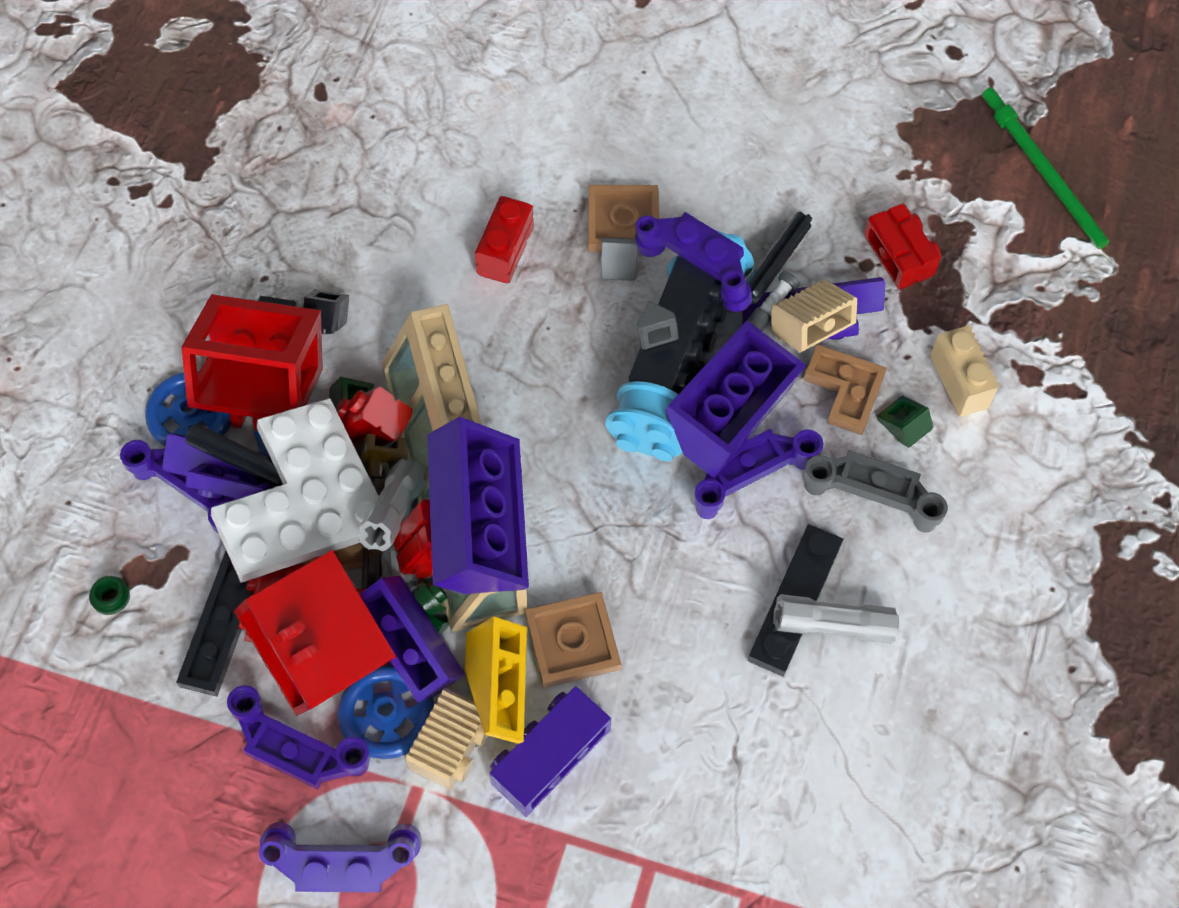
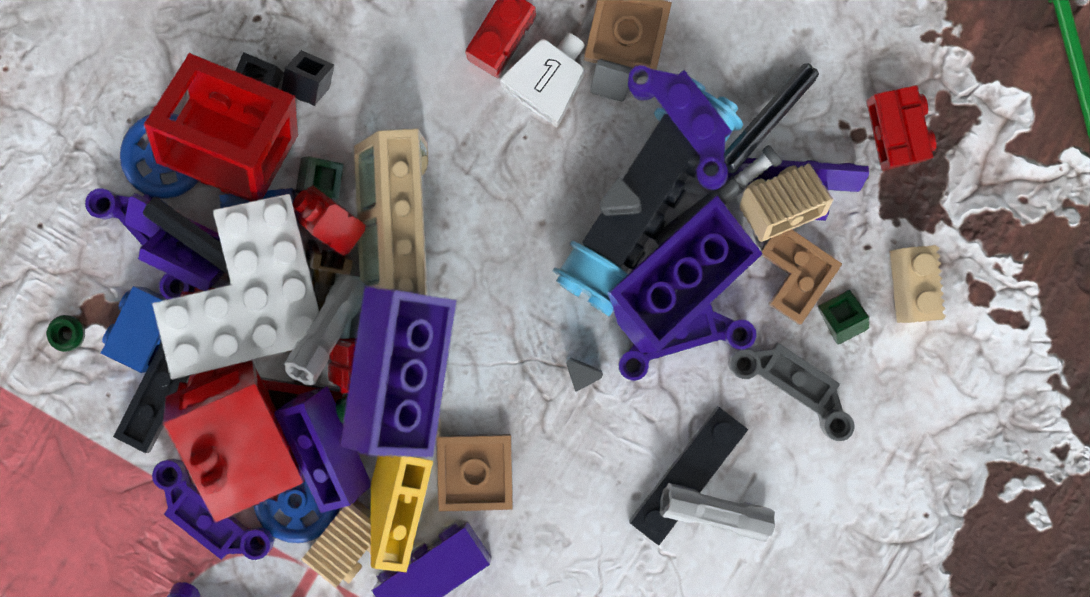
camera: 15 degrees right, 25 degrees up
(189, 569) = (135, 333): none -> blue brick
(556, 269) = (547, 77): none -> white torso
(659, 518) = (582, 373): none -> dark grey slope

